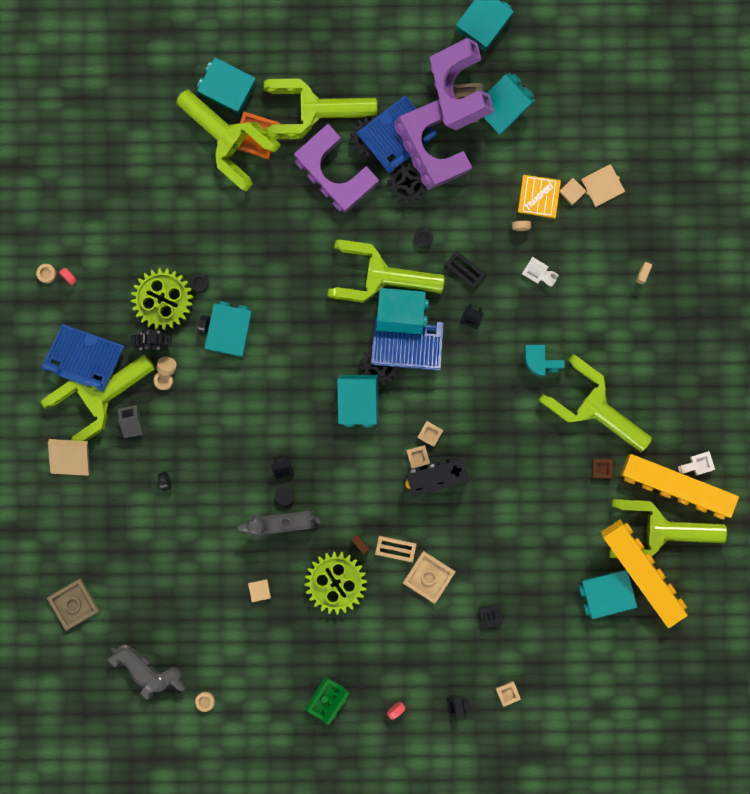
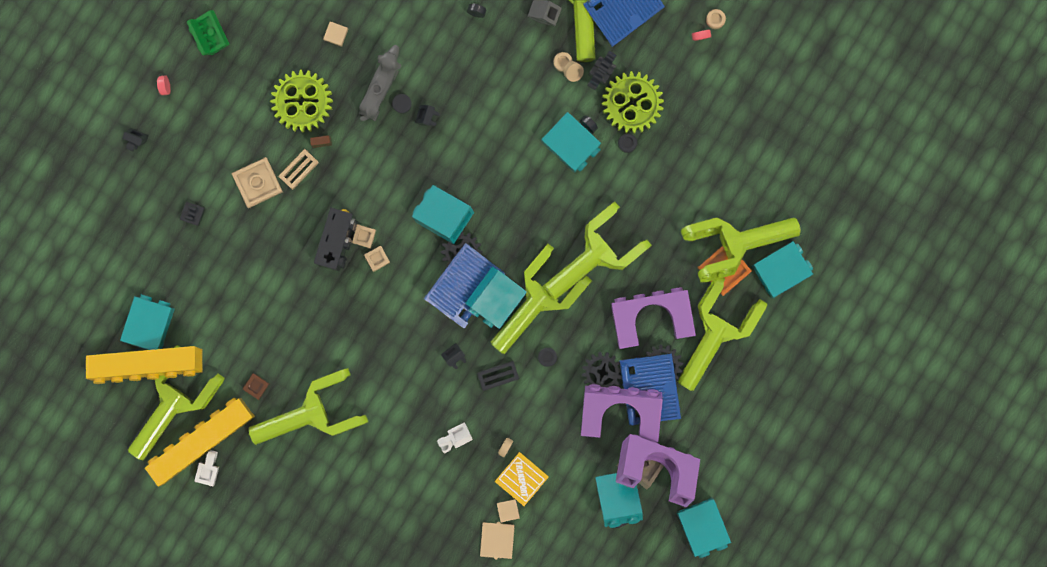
camera: 120 degrees right, 0 degrees up
(311, 249) = (595, 254): none -> lime piece
(508, 693) = (118, 188): tan tile -> none
(535, 361) = (379, 386): teal brick -> none
(643, 273) = (399, 527): tan tile -> none

